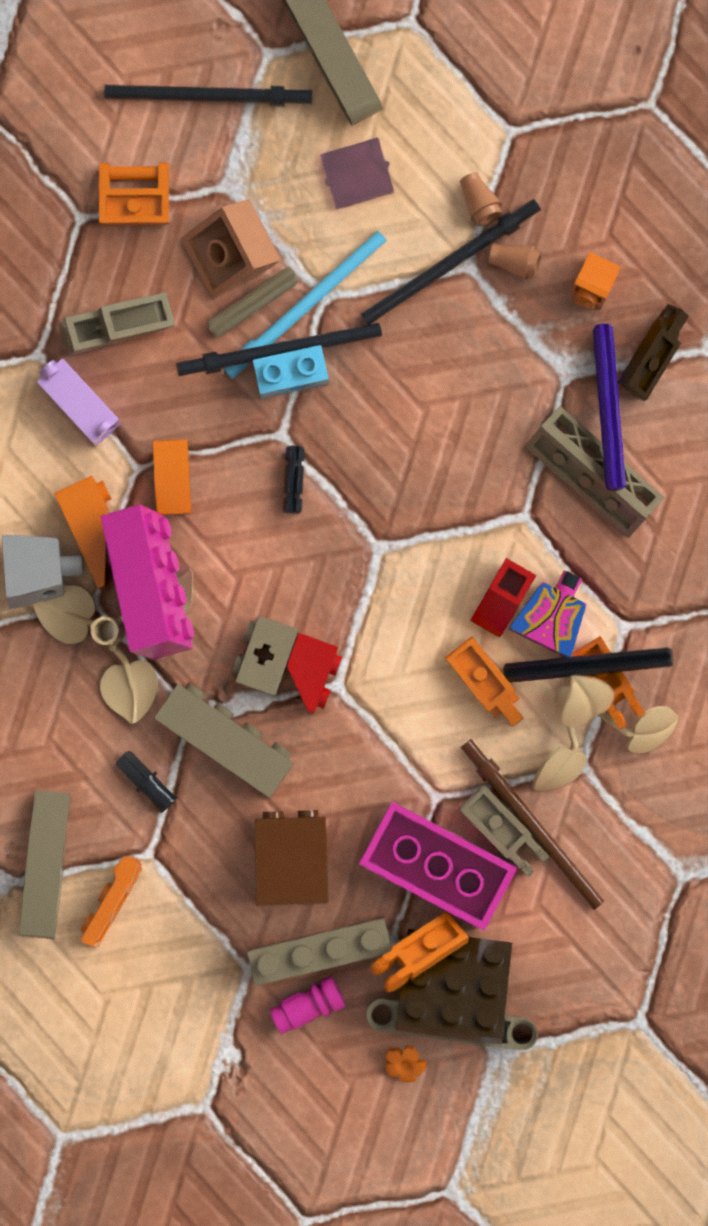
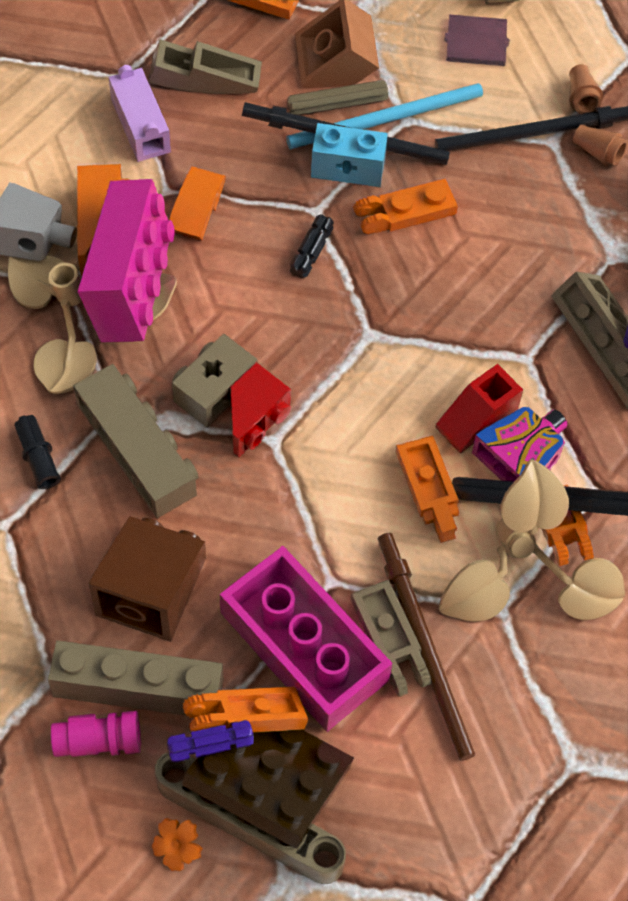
camera: 15 degrees right, 25 degrees down
(364, 399) = (406, 207): none -> orange hinge
(404, 992) = (210, 741): none -> dark purple axle

